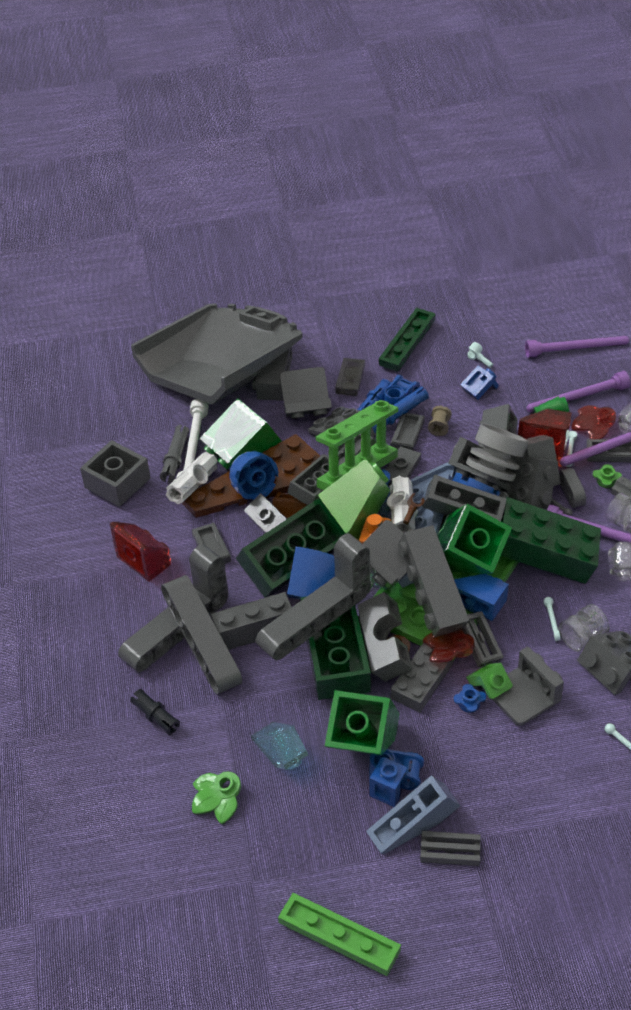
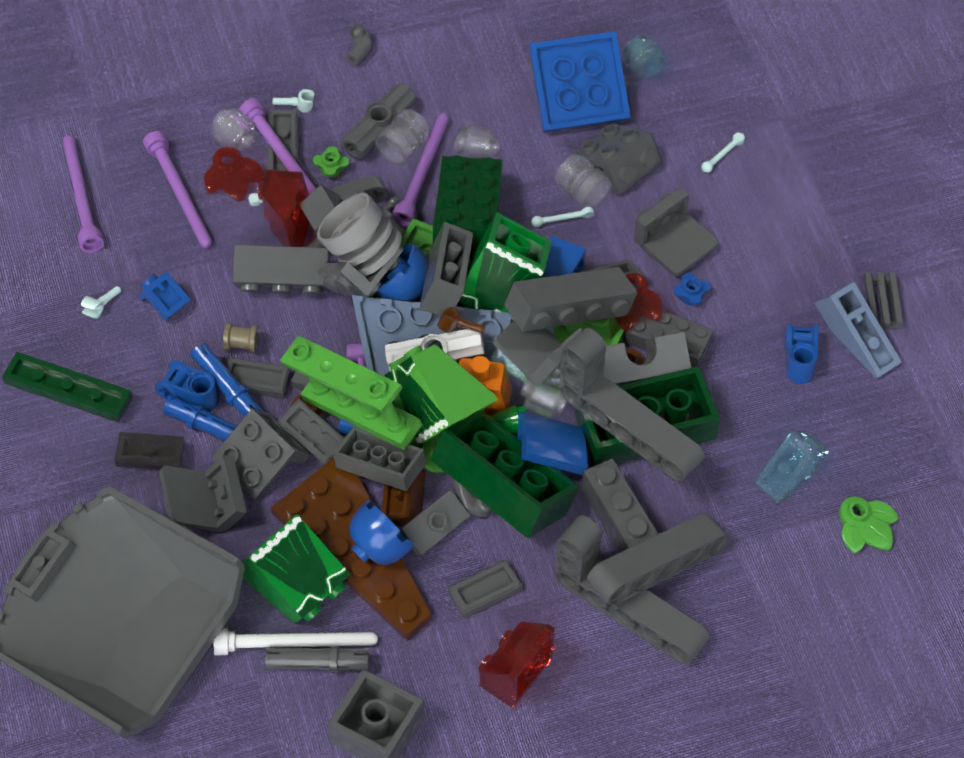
camera: 100 degrees left, 10 degrees up
(155, 711) = (767, 606): black pin -> none
(191, 478) = (378, 618): white piece -> none
(361, 723) = (772, 368): green slope -> none
(386, 781) = (827, 348): blue bracket -> none
(491, 678) = (666, 267): bright green bracket -> none
(555, 404) = (213, 213): green cone -> none

